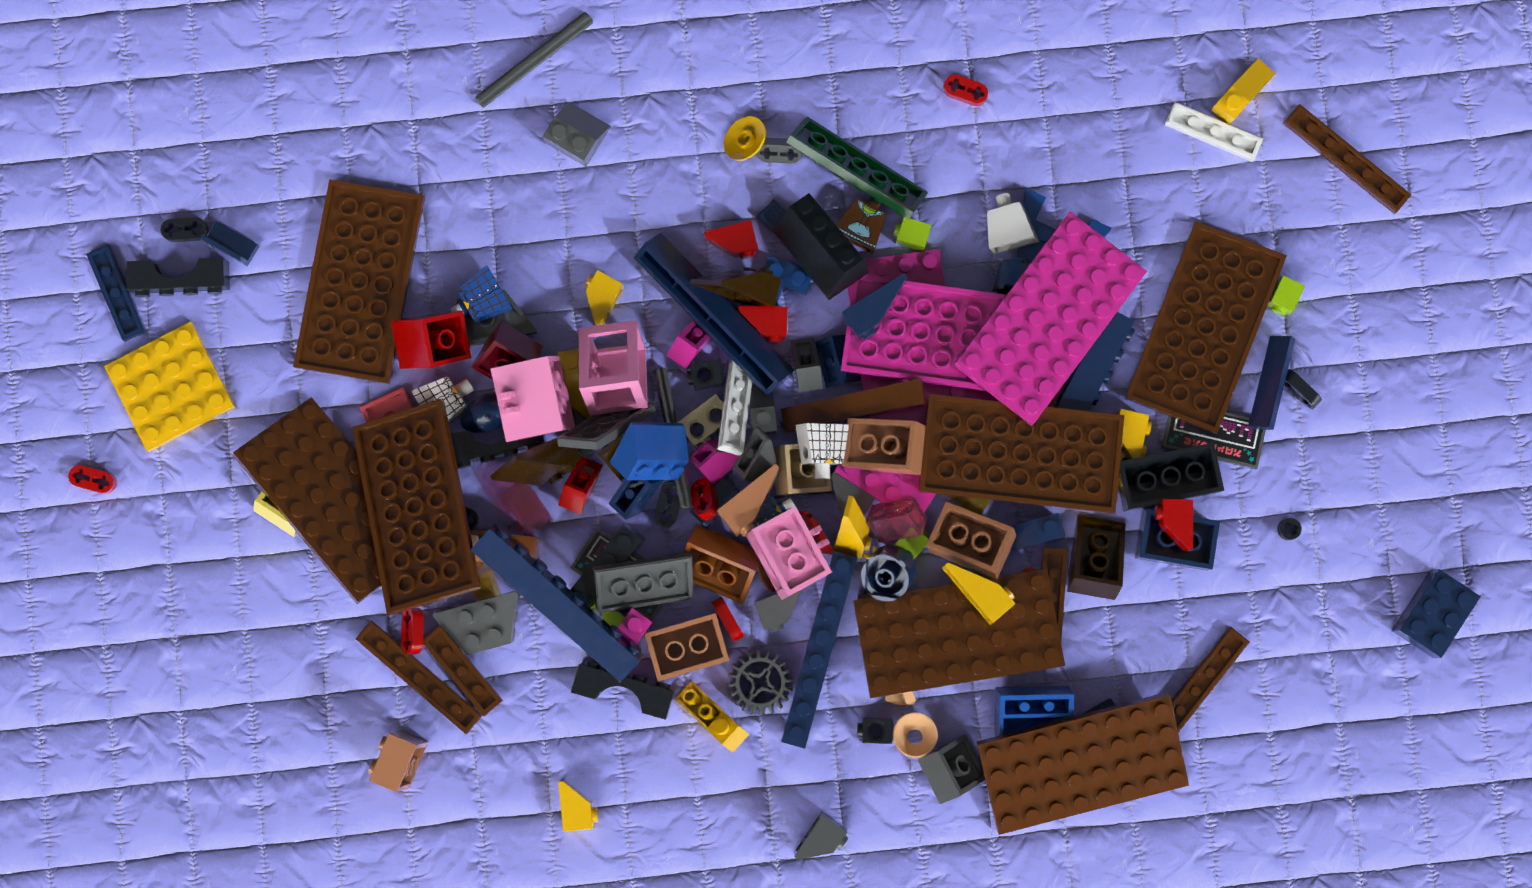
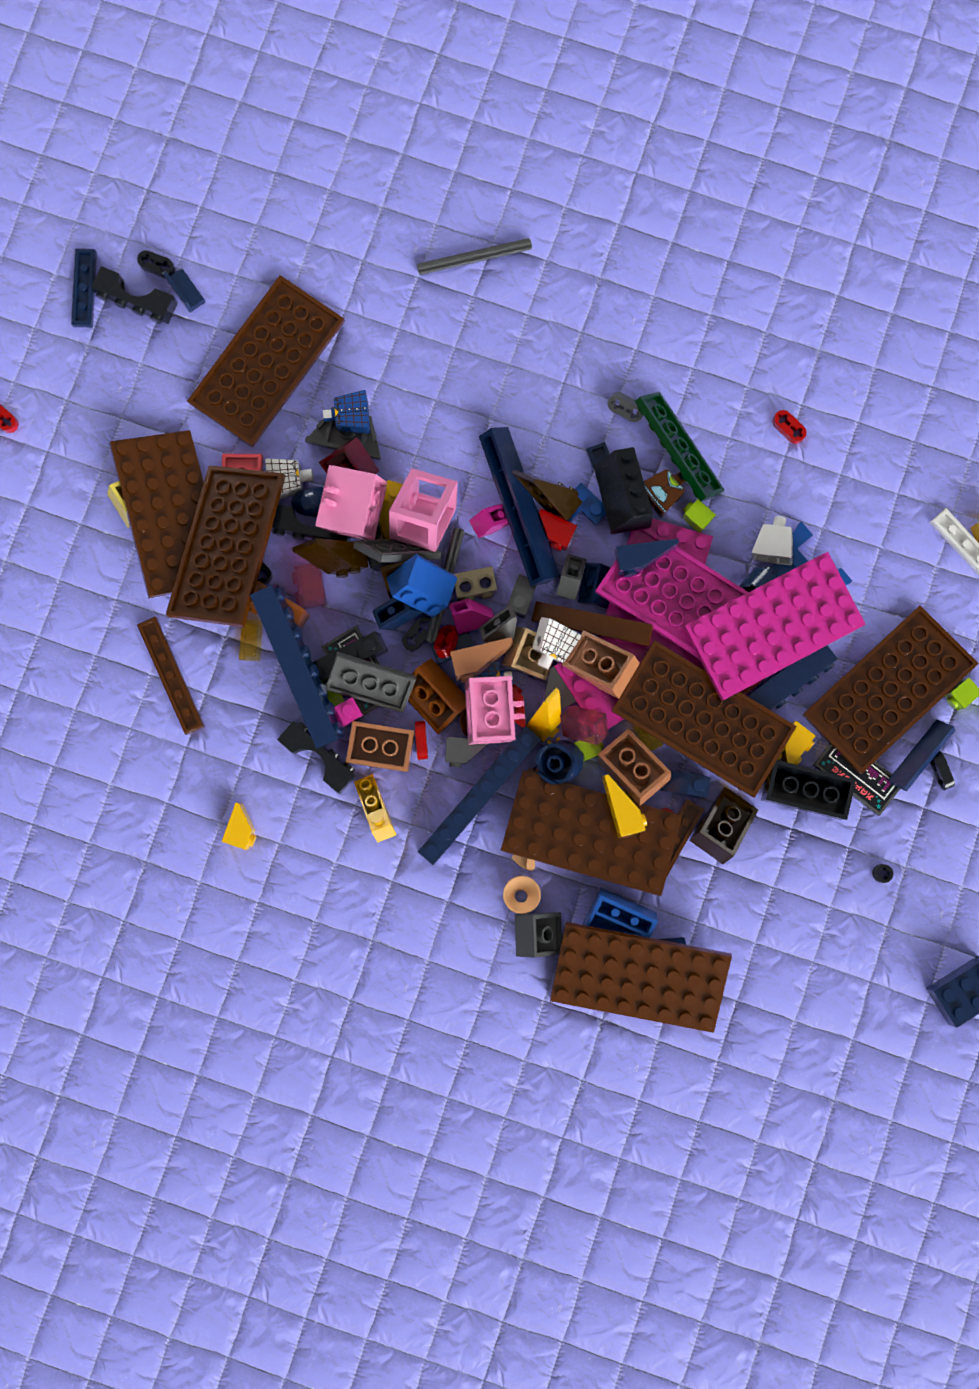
camera: 25 degrees right, 0 degrees up
(169, 386) = (90, 374): yellow plate -> none
(397, 761) = (122, 729): nougat brick -> none
(412, 631) = (181, 638): red beam -> none
(431, 340) = (298, 427): red slope -> none
(462, 671) = (204, 685): reddish brown plate -> none
(481, 623) = (235, 656): dark grey wing -> none
(576, 133) = (479, 325): dark grey slope -> none
(580, 485) = (358, 588): red slope -> none
(602, 295) = (442, 454): yellow slope -> none
(712, 366) = (495, 557): black brick -> none
(734, 239) = (561, 458): red slope -> none
(735, 410) = (500, 585): white tile -> none
(744, 138) = (604, 386): yellow dish -> none
(769, 667) = (414, 784): dark grey gear -> none
(822, 838) = (414, 939): dark grey slope -> none
(886, 734) = (503, 877): black brick -> none
(1159, 547) = (792, 840): dark blue brick -> none
(1176, 520) = (799, 825): red slope -> none
(1207, 675) = (767, 955): reddish brown tile -> none

